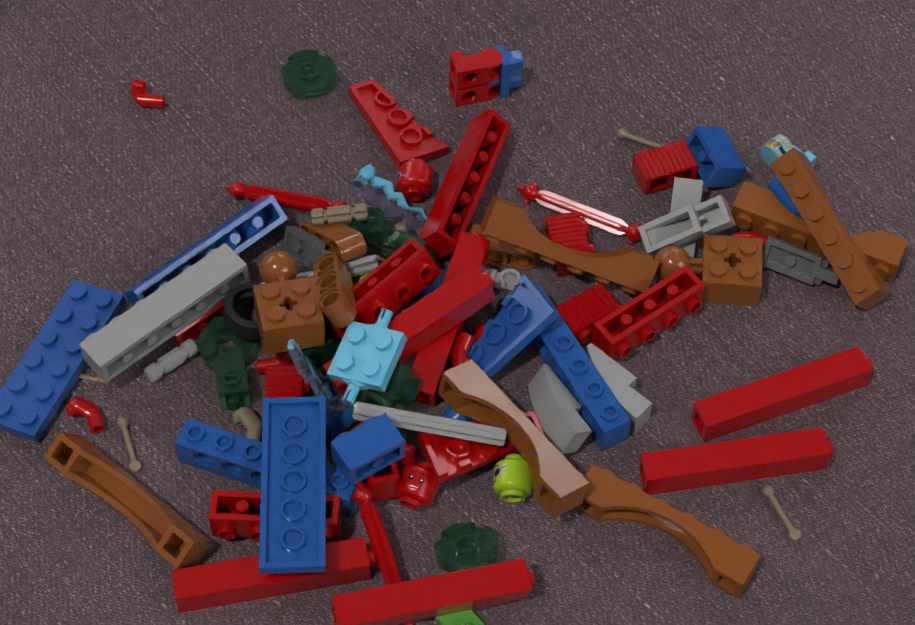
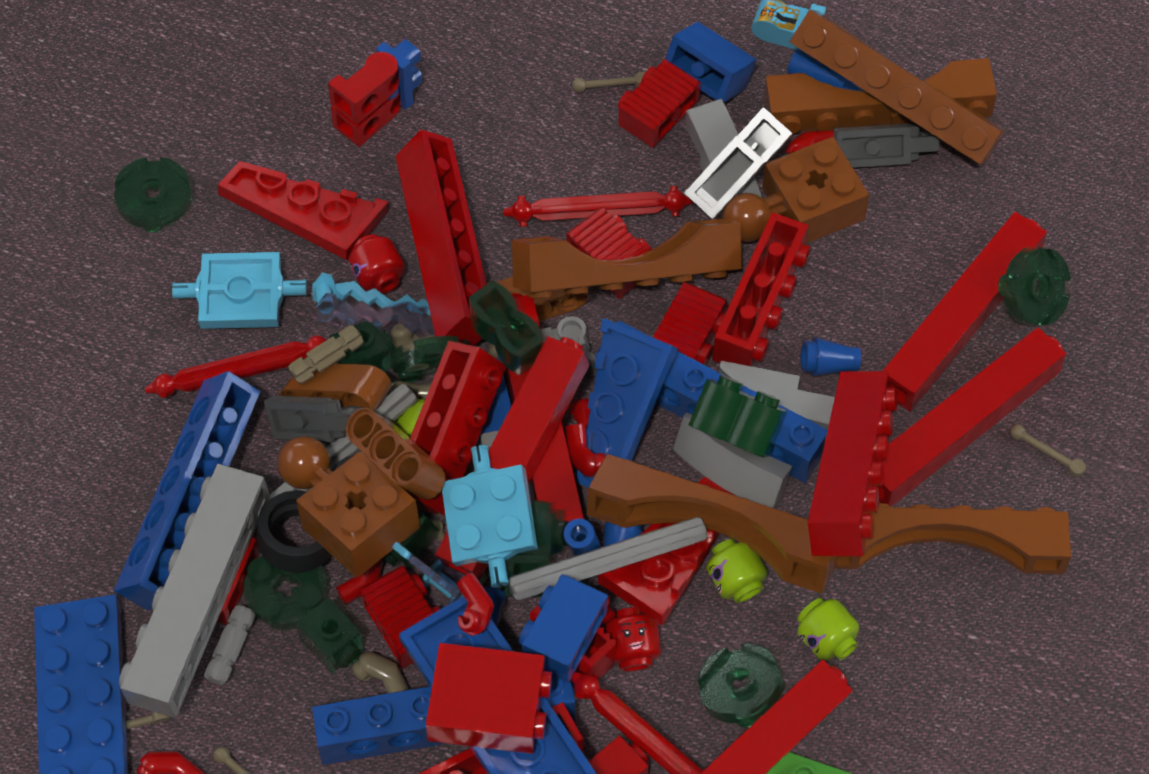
camera: 30 degrees left, 5 degrees up
(285, 462) = (488, 698): none -> red brick
(320, 155) = (239, 290): none -> medium azure plate
(322, 406) = (479, 606): none -> red arm
(420, 401) = (581, 537): none -> blue cylinder
(452, 244) = (501, 324): none -> clear green brick
(549, 547) = (828, 629): none -> lime head
(571, 378) = (737, 416): none -> dark green brick
(625, 444) = (852, 464): none -> red brick
(668, 378) = (828, 357): none -> blue cone
(825, 396) = (1020, 281): none -> clear green plate

